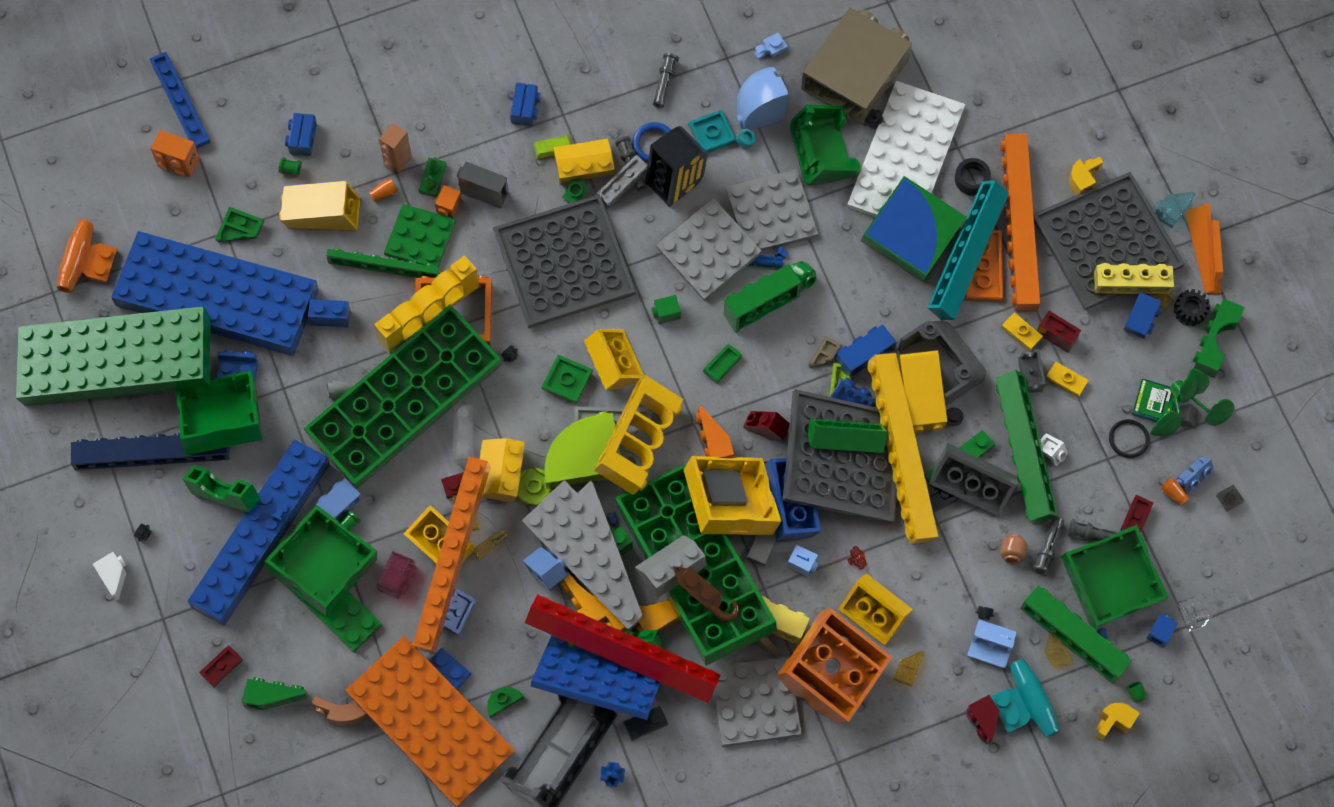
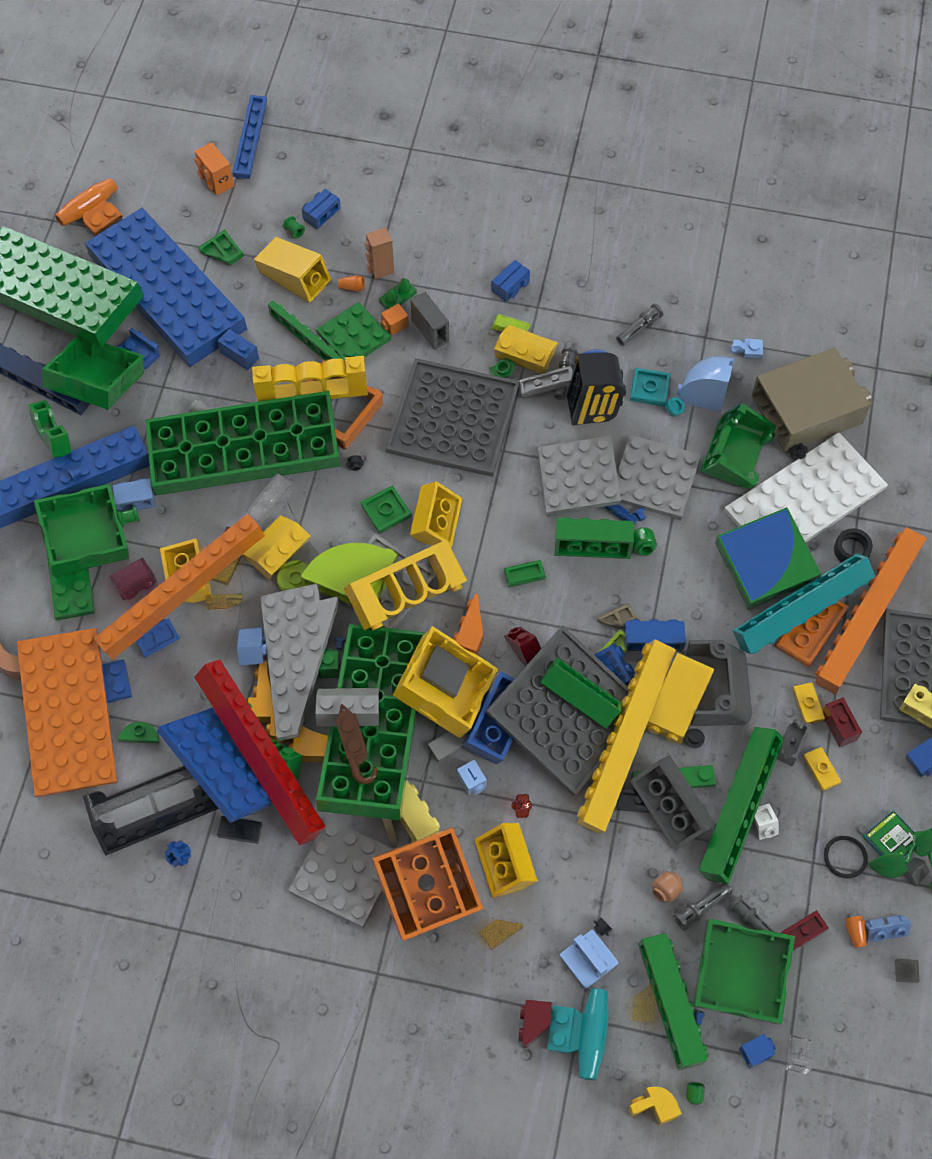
camera: 35 degrees right, 5 degrees down
(666, 309) = (508, 502): green brick -> none

